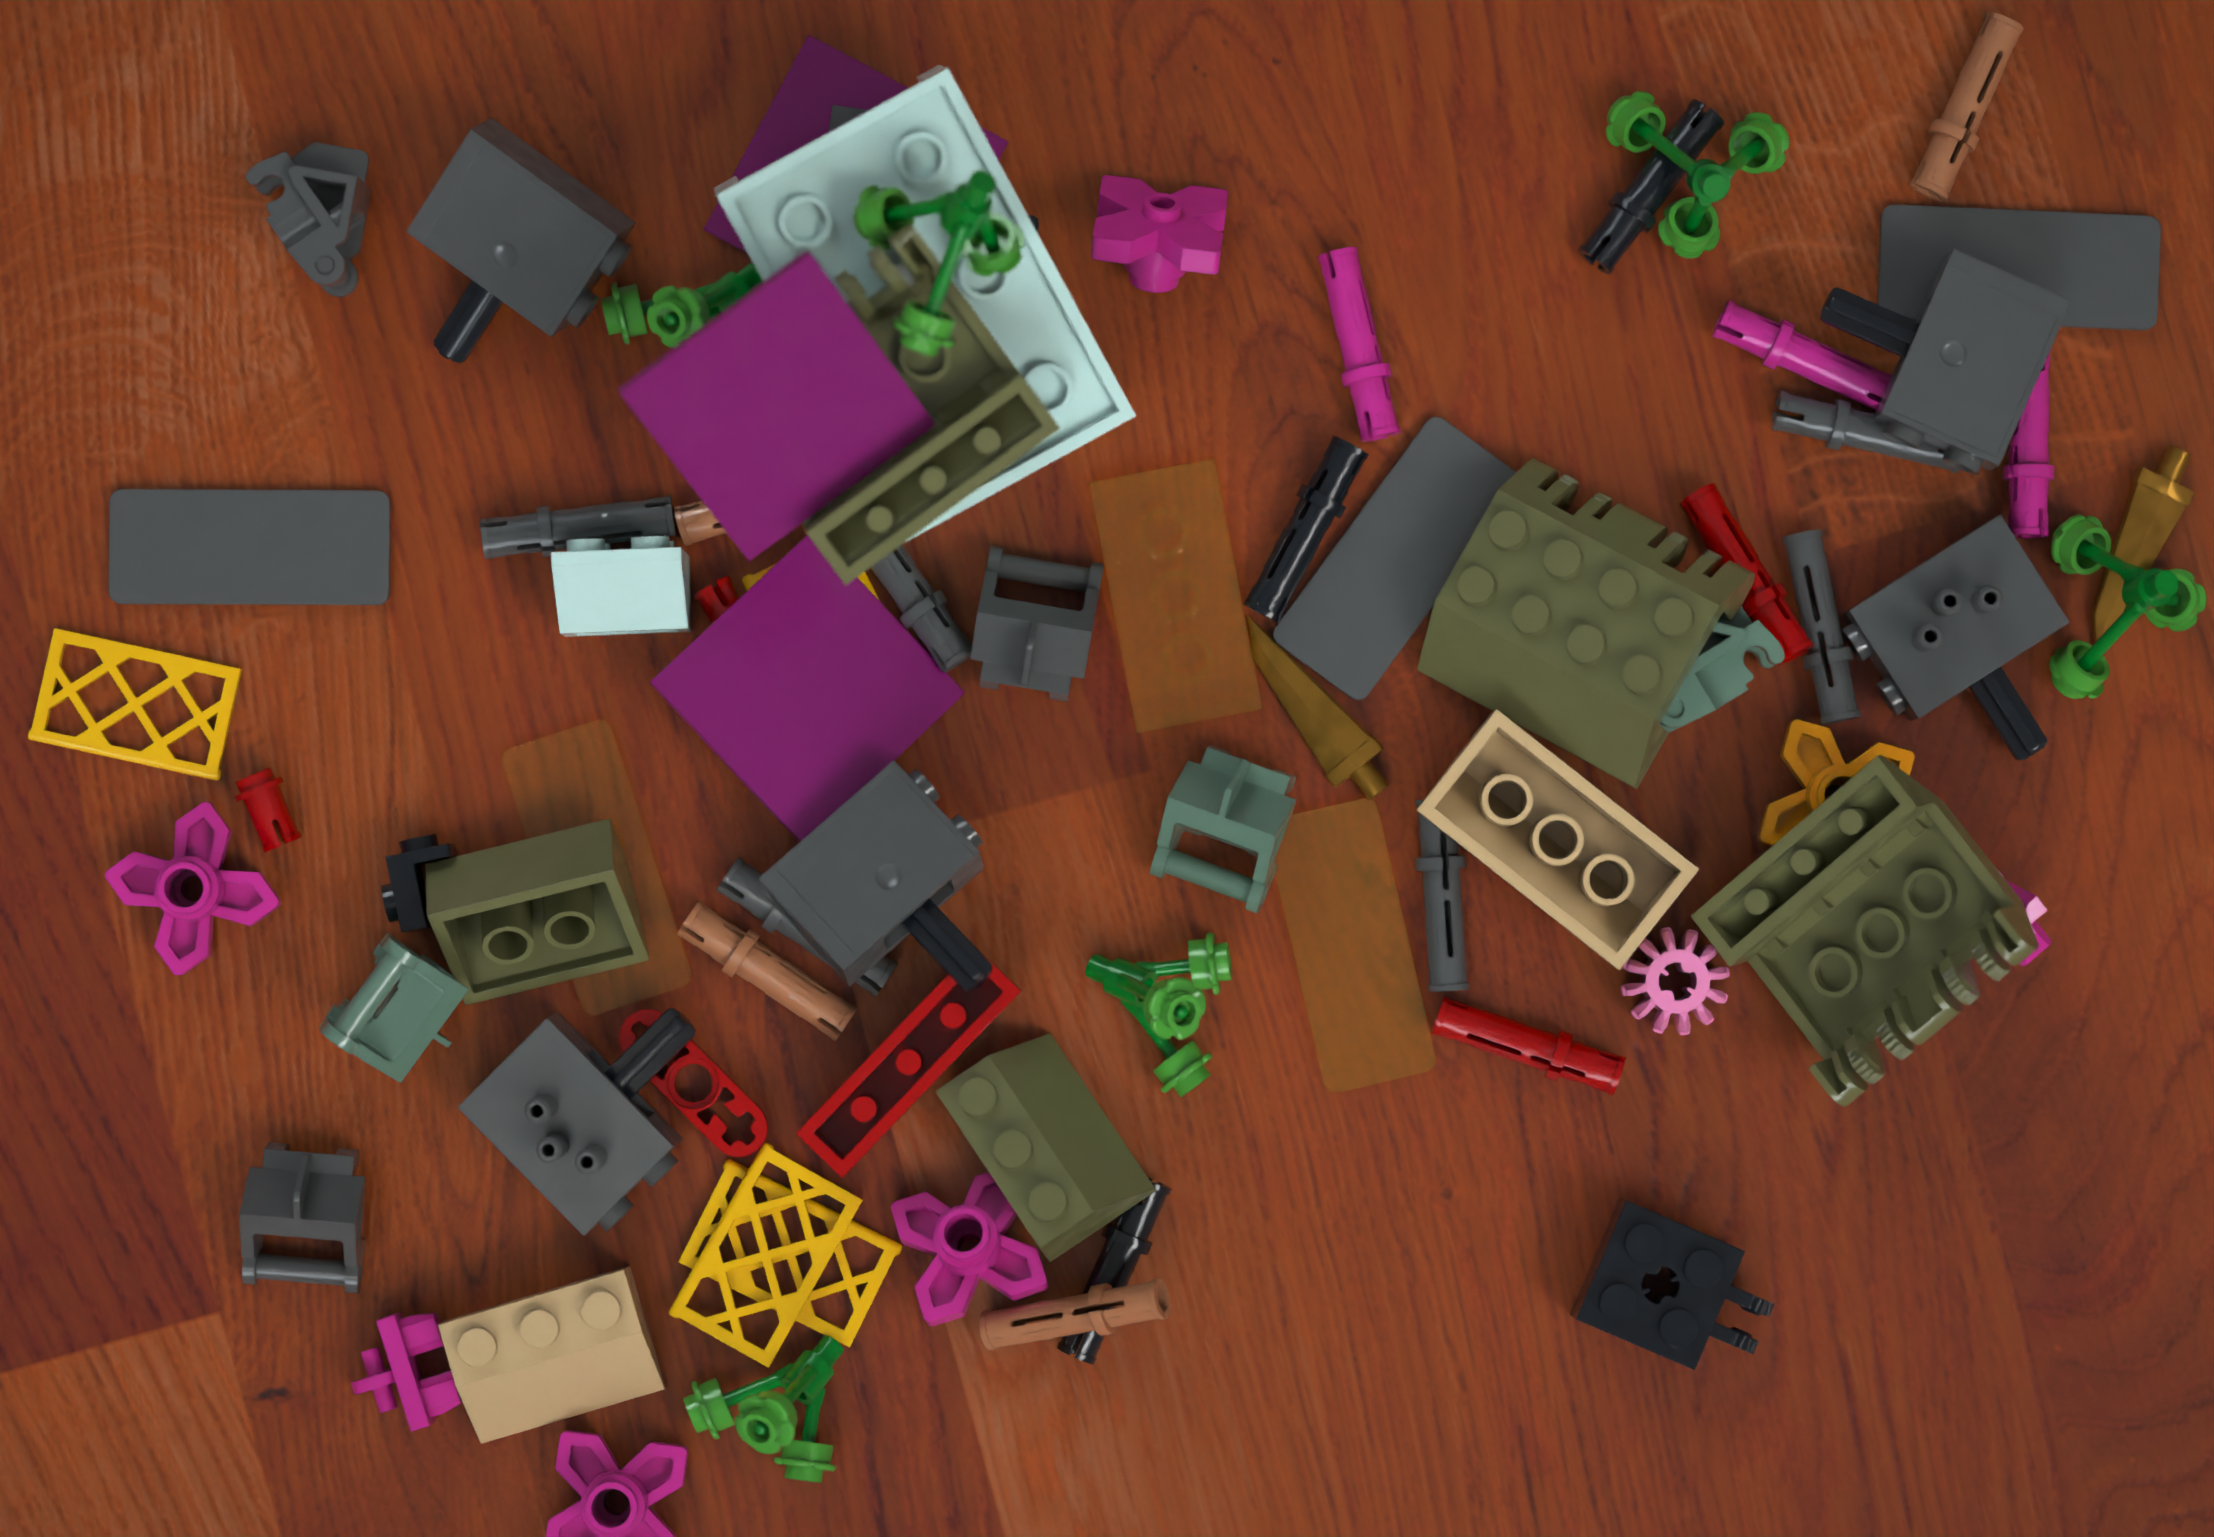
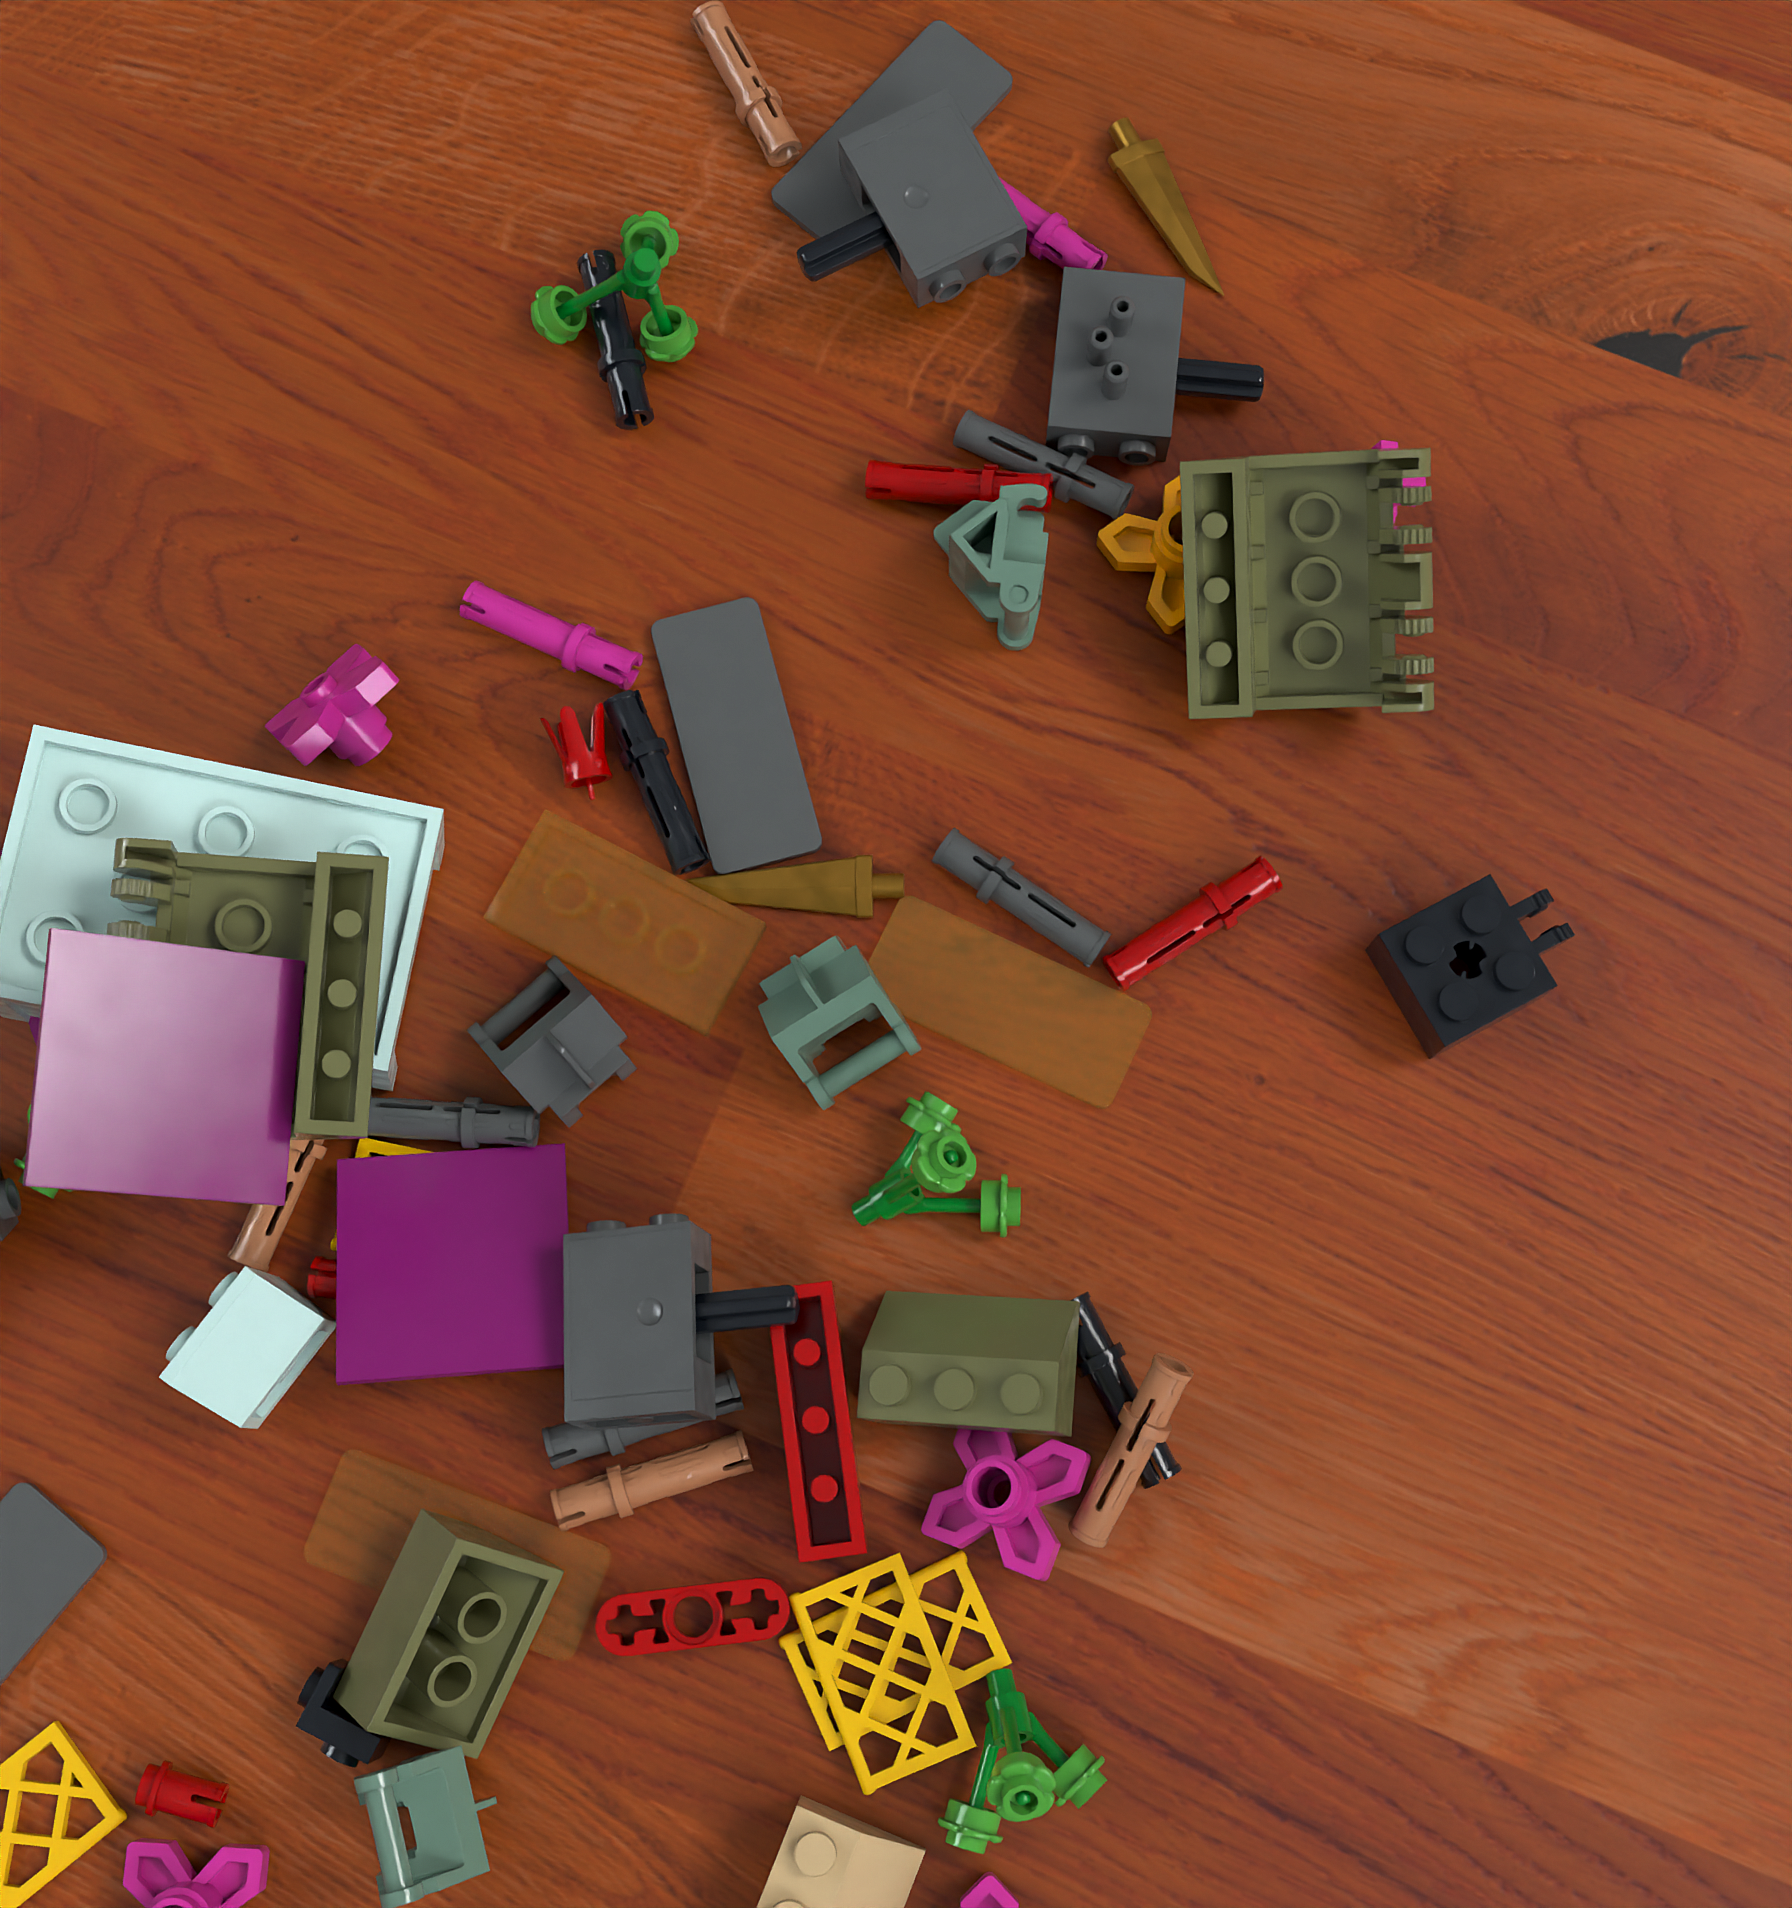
camera: 45 degrees left, 10 degrees down
(550, 529) = (147, 1391): dark grey pin -> none
(579, 1120) = (643, 1741): dark grey piece -> none
(982, 237) = (197, 801): plant -> none
(1273, 455) = (578, 764): none -> red piece
(1557, 839) = (1048, 767): tan slope -> none
(1577, 619) = (894, 629): olive slope -> none
(1664, 1000) = (1247, 789): bright pink gear -> none
(1793, 351) = (813, 334): dark pink pin -> none
(1845, 426) = (906, 337): dark grey pin -> none
(2164, 596) = (1219, 206): bright green plant -> none

